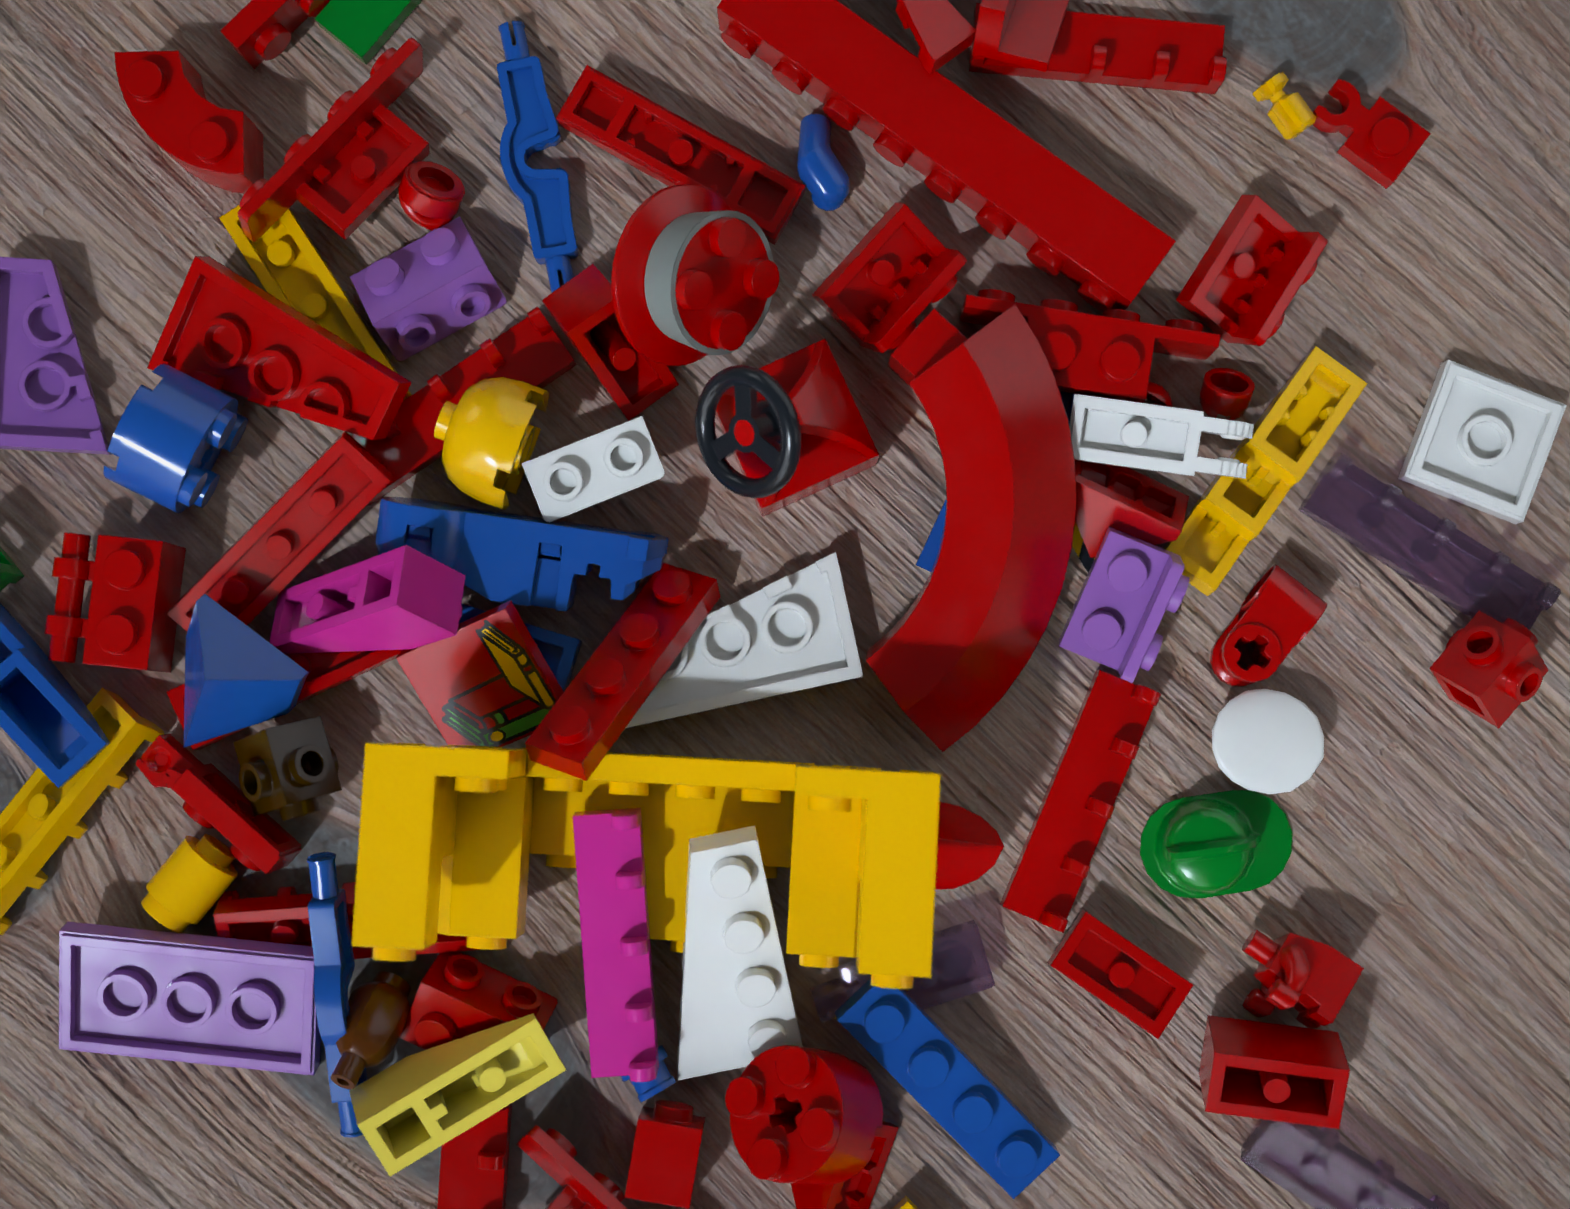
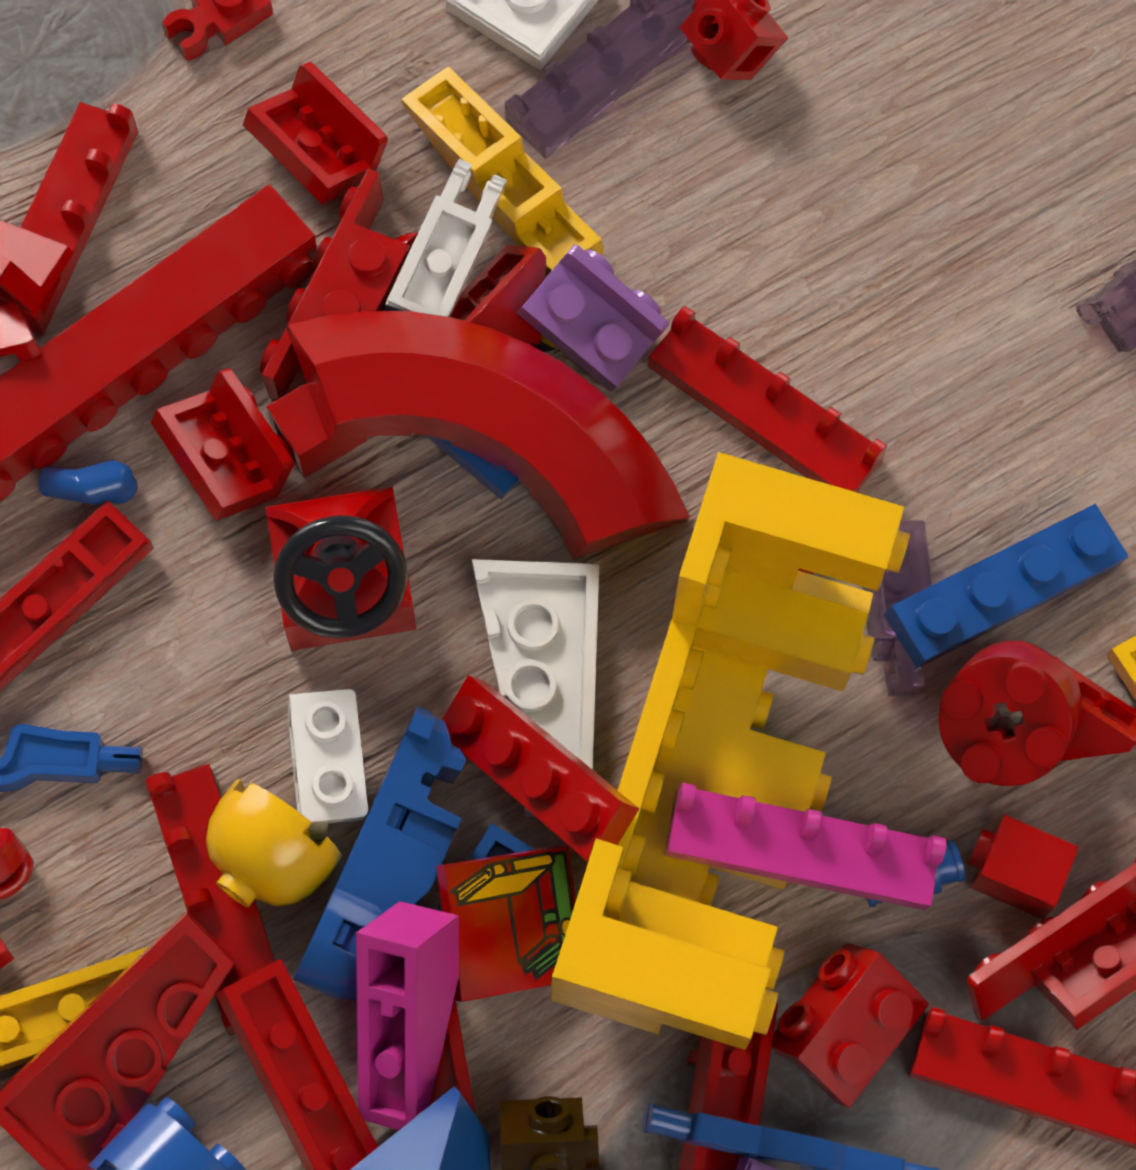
camera: 80 degrees left, 15 degrees down
(373, 1026) = (833, 1117): reddish brown plant -> none
(428, 290) = (90, 890): medium lavender bracket -> none
(451, 1089) = (912, 1049): light yellow slope -> none
(588, 319) = (199, 720): red slope -> none
(691, 277) = (167, 613): red piece -> none
(732, 961) = (847, 741): white wing -> none
(1120, 974) = (936, 410): red plate -> none
(1216, 844) = (835, 304): green piece -> none
(1226, 393) = (420, 185): red hinge -> none
(1267, 741) = (752, 231): white piece -> none
(1272, 621) = (648, 207): red piece -> none
(1273, 1072) = (1055, 296): red brick -> none
(1288, 111) = (175, 70): yellow piece -> none
(1300, 976) = (972, 253): red piece -> none

